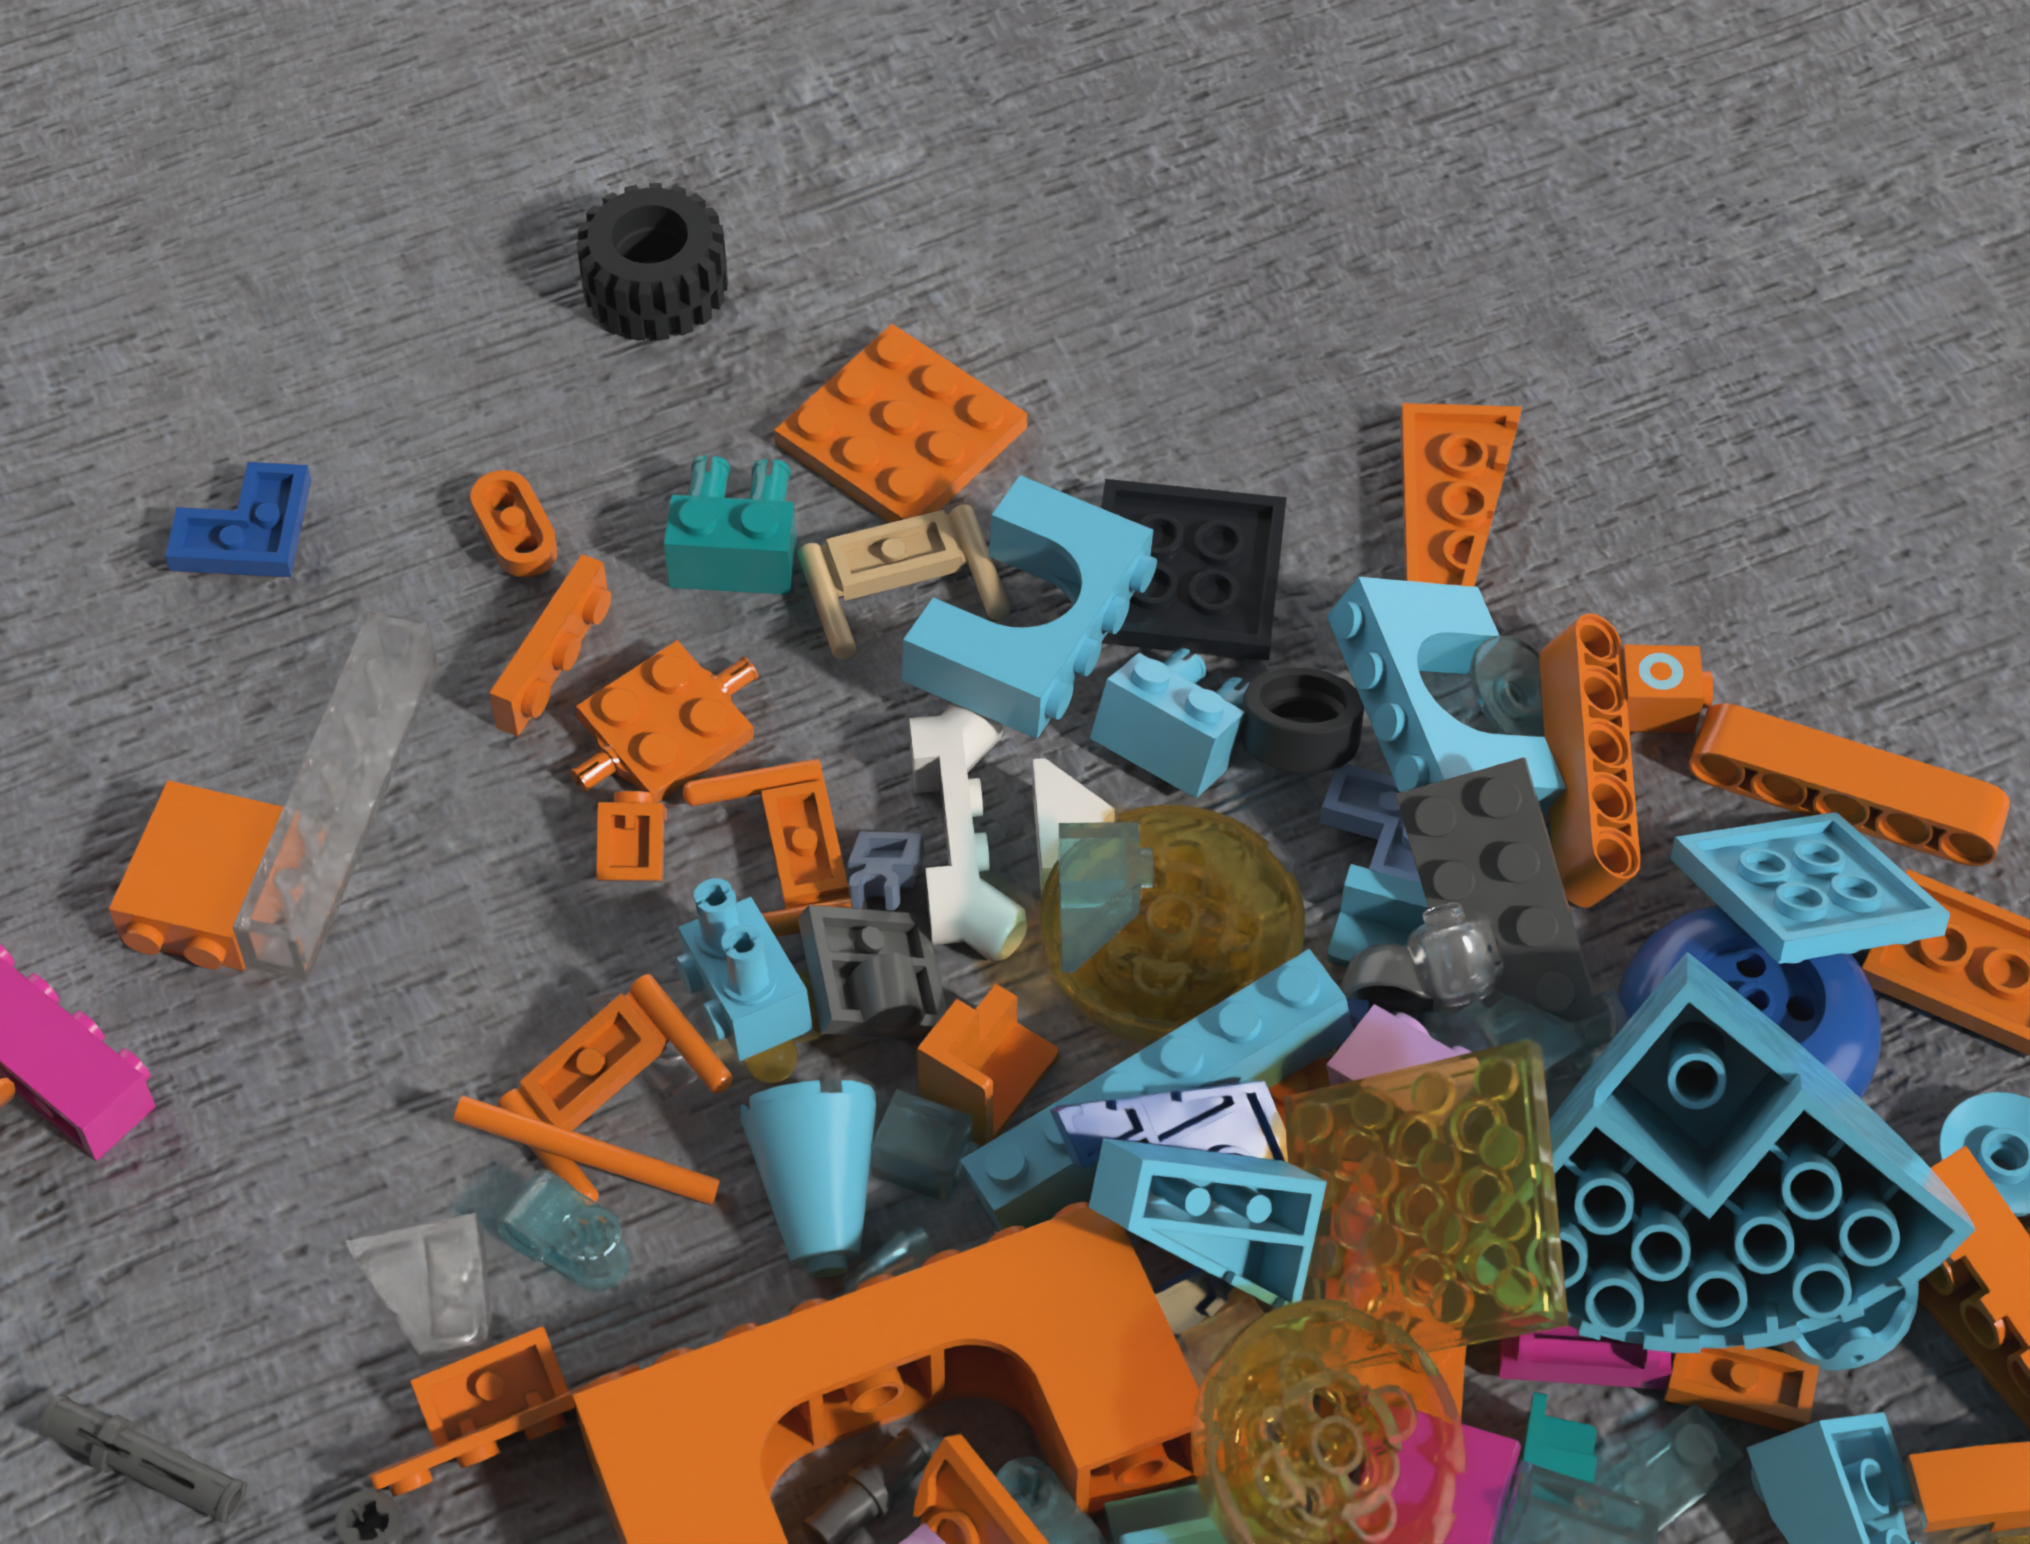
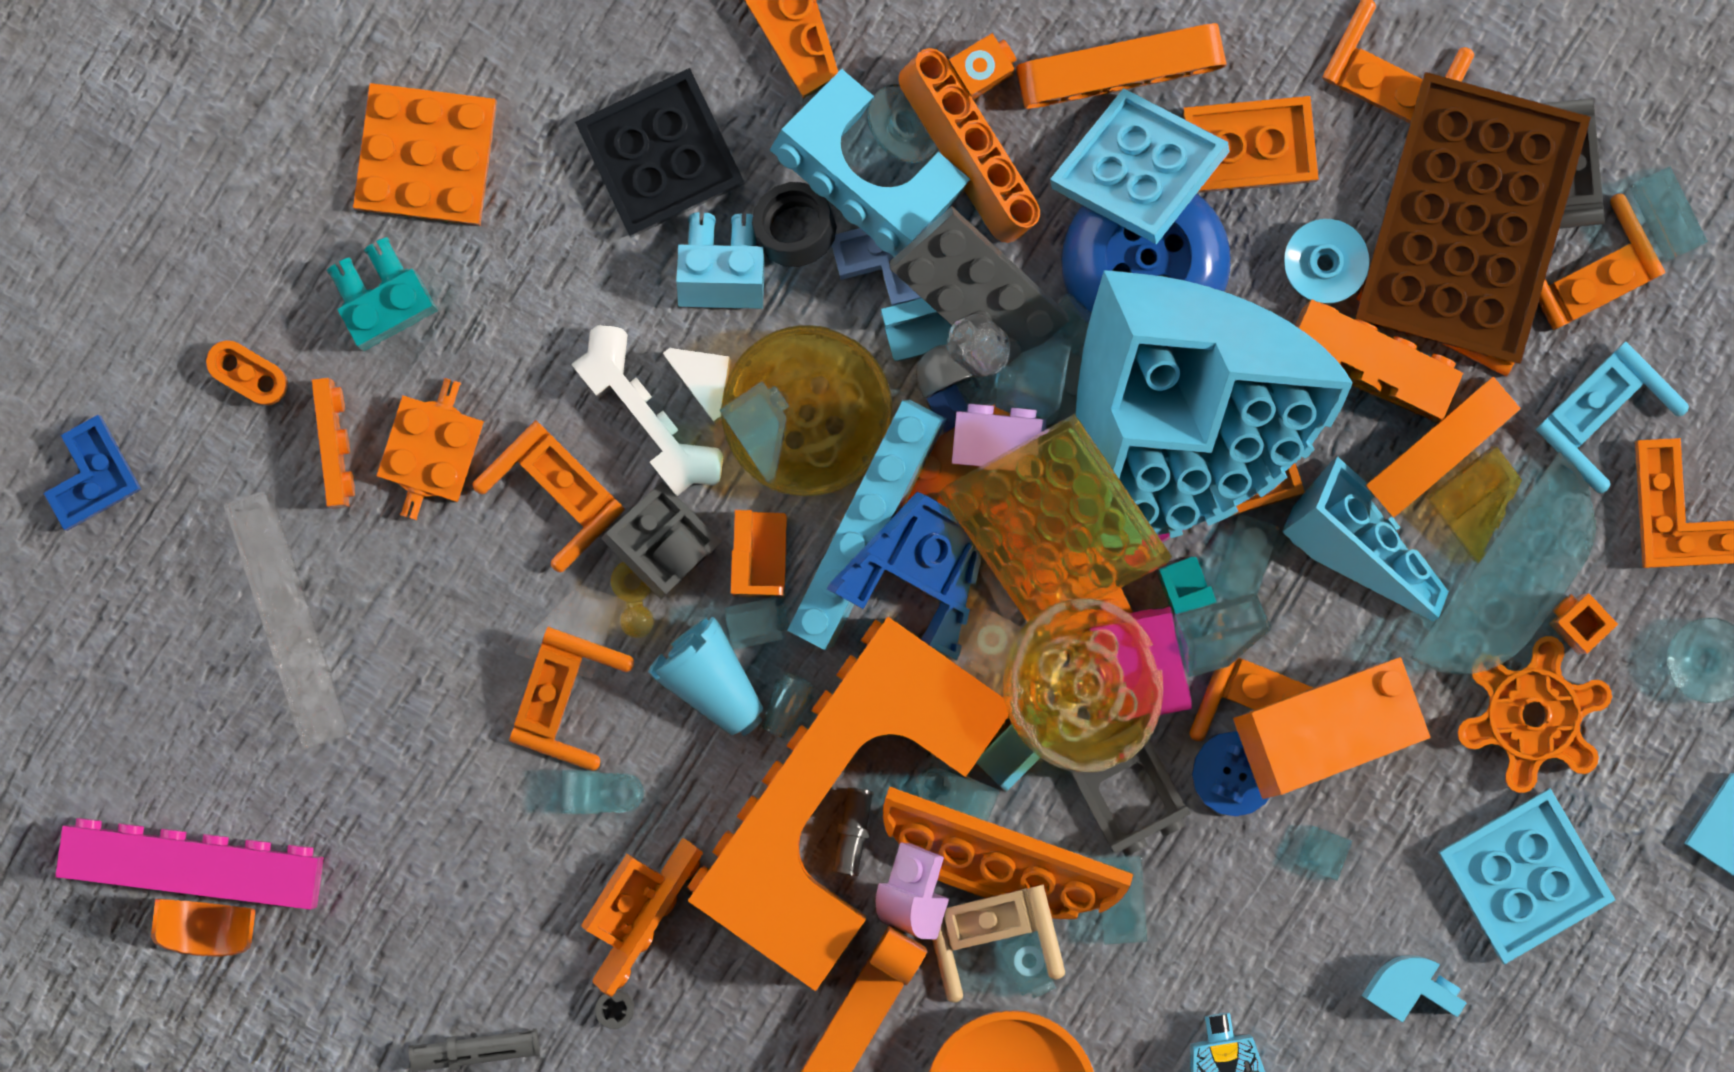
camera: 30 degrees left, 30 degrees up
(193, 875) = (247, 716): orange brick -> none
(433, 1284) = (552, 865): clear wing -> none
(586, 1150) = (578, 740): orange bar -> none
(630, 838) = (466, 537): orange bracket -> none
(650, 227) = (167, 114): black tyre -> none
(741, 973) = (598, 596): medium azure brick -> none
(883, 865) = (619, 466): sand blue plate -> none
(893, 558) = (486, 253): tan plate -> none
(1030, 671) = (626, 308): medium azure arch -> none
(1219, 1211) = (946, 592): medium azure wedge -> none

